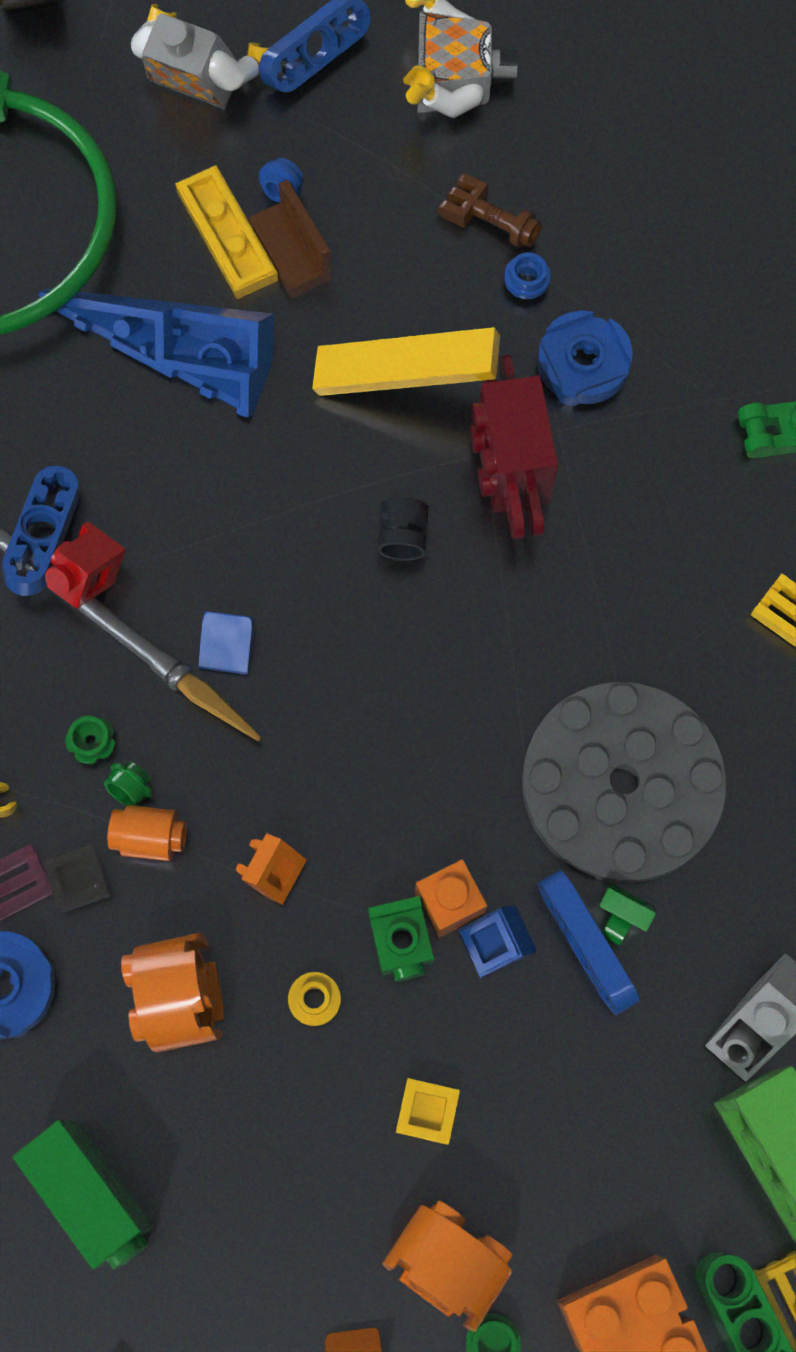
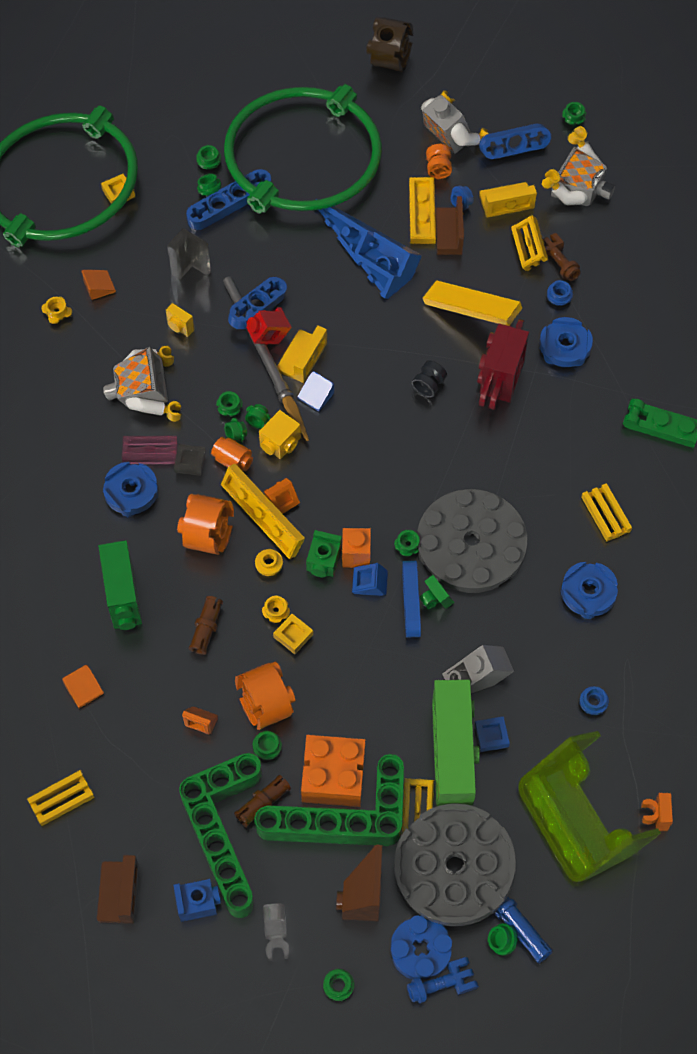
camera: 30 degrees right, 10 degrees down
(150, 737) = (257, 415): none -> green plate
(165, 584) = (303, 354): none -> yellow panel
(209, 756) = (280, 435): none -> yellow brick
(212, 137) = (439, 161): none -> orange wheel
(254, 912) = (262, 511): none -> yellow tile
(270, 1176) = (205, 625): none -> reddish brown pin
(355, 148) = (508, 199): none -> yellow panel
(358, 1075) = (272, 603): none -> yellow plate
(458, 236) = (535, 258): none -> yellow tile
(512, 846) = (404, 537): none -> green plate

